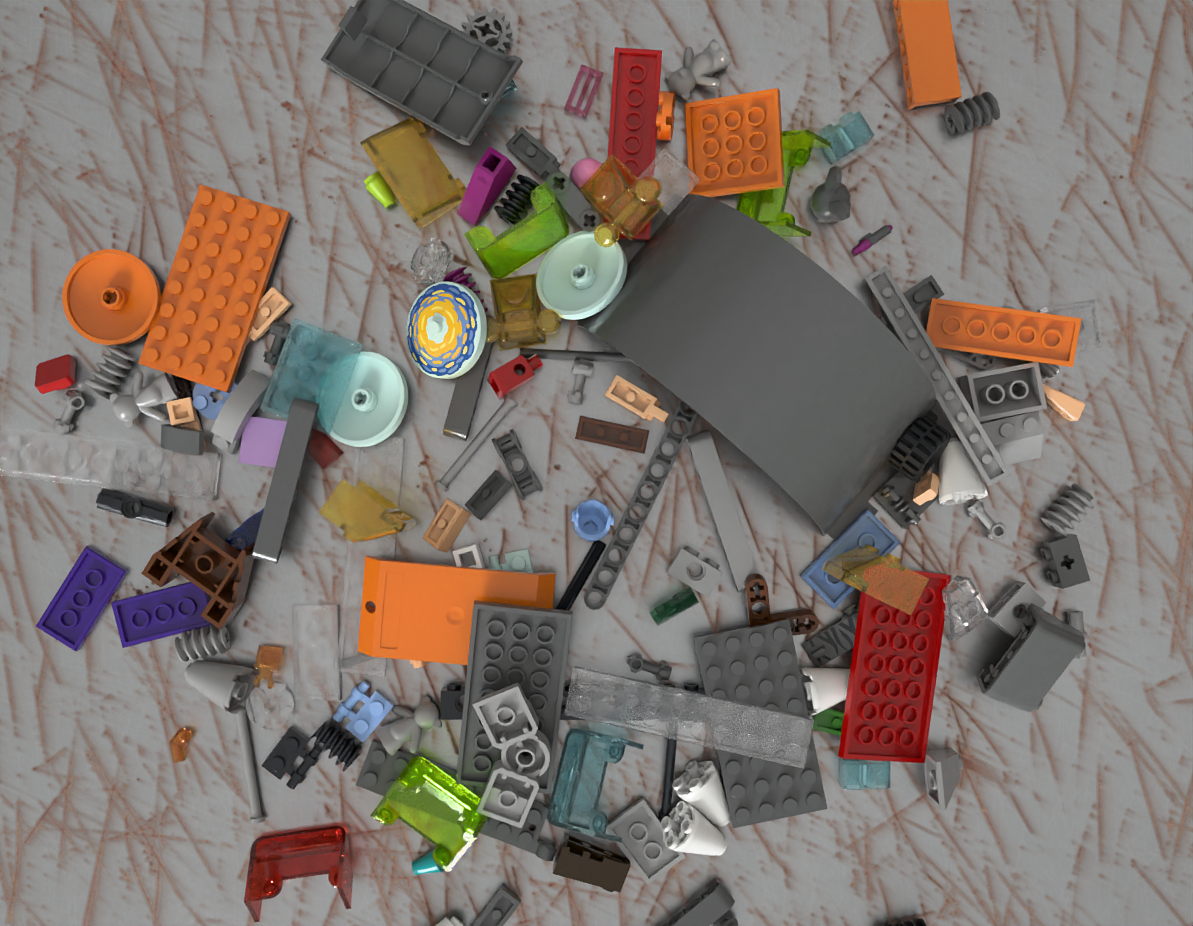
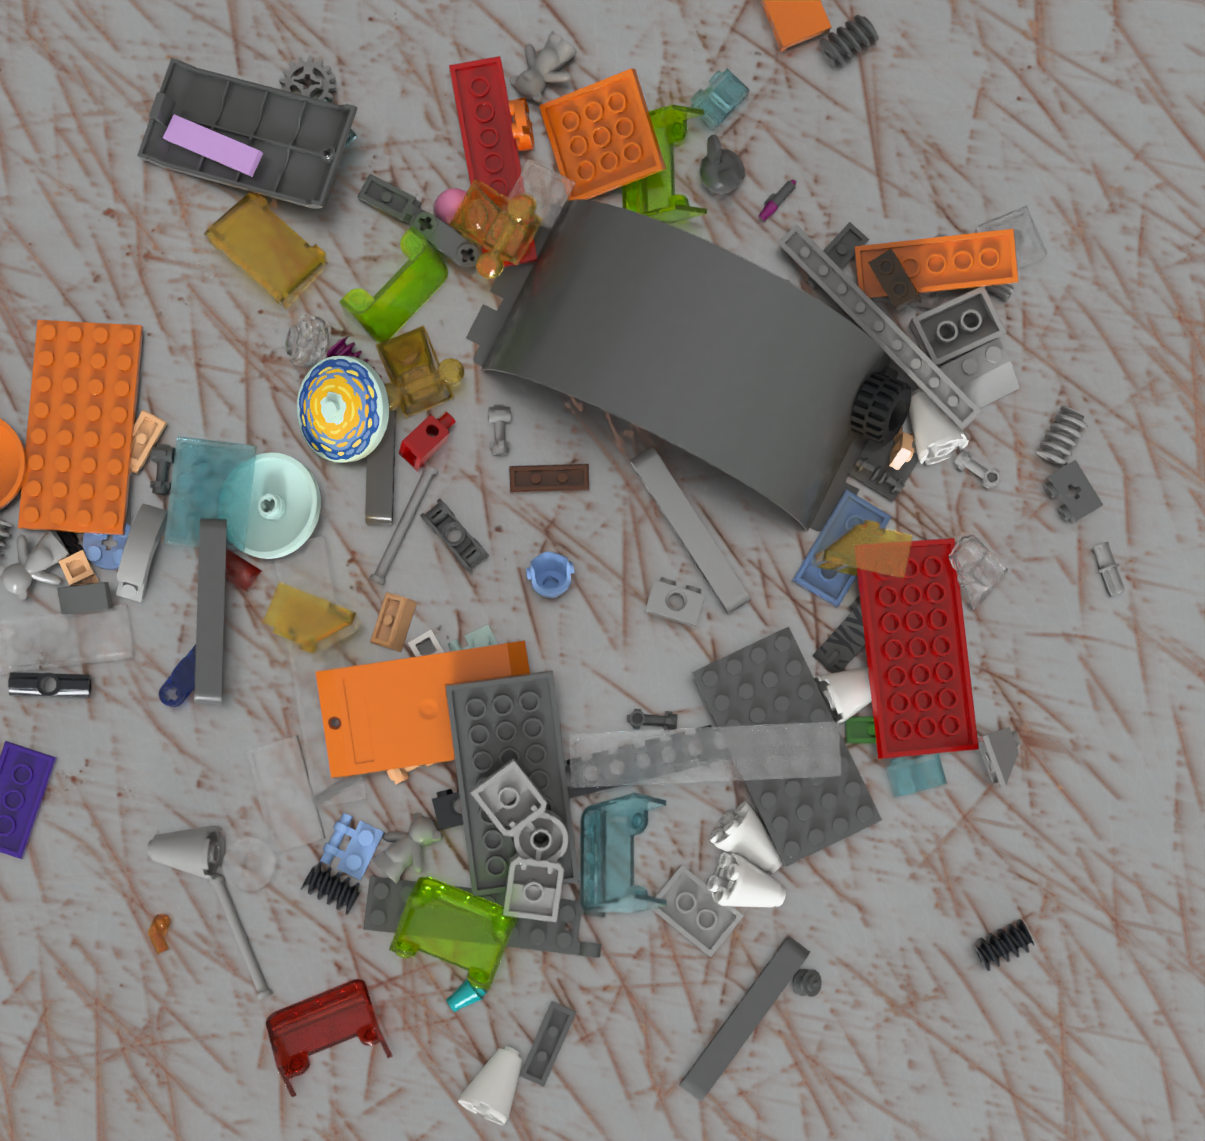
camera: 10 degrees left, 5 degrees down
(160, 613) = (107, 793): dark purple tile -> none
(202, 644) = (160, 812): light grey piece -> none
(209, 565) = (147, 722): reddish brown wedge -> none
(261, 441) = (174, 579): lavender tile -> none
(267, 662) = (235, 818): clear orange plate -> none
(286, 752) = (279, 913): black plate -> none
(380, 189) = (233, 276): lime cone -> none
(388, 66) = (213, 145): none -> lavender tile
(485, 185) = (346, 245): magenta slope -> none
(488, 495) = (431, 576): dark grey plate -> none
(516, 200) = (384, 252): black piece -> none
(572, 355) = (491, 401): dark grey bar -> none
(576, 110) = (424, 141): clear pink tile -> none
(580, 276) = (472, 315): light aqua dish -> none
(581, 575) = (555, 633): black axle -> none
(590, 863) = (643, 949): dark brown wedge -> none
(635, 400) = (565, 434): light nougat hinge -> none
(645, 503) = (599, 542): dark grey beam -> none
(668, 778) = (703, 830): black bar -> none
(677, 604) = (662, 646): clear green slope -> none
(764, 615) = (763, 631): reddish brown beam -> none
(962, 337) = (894, 279): none -> dark brown brick
(1003, 612) = (1024, 569): light grey brick -> none
(1032, 661) = (1062, 606): dark grey windscreen -> none
(1064, 404) = (1029, 324): light nougat slope -> none

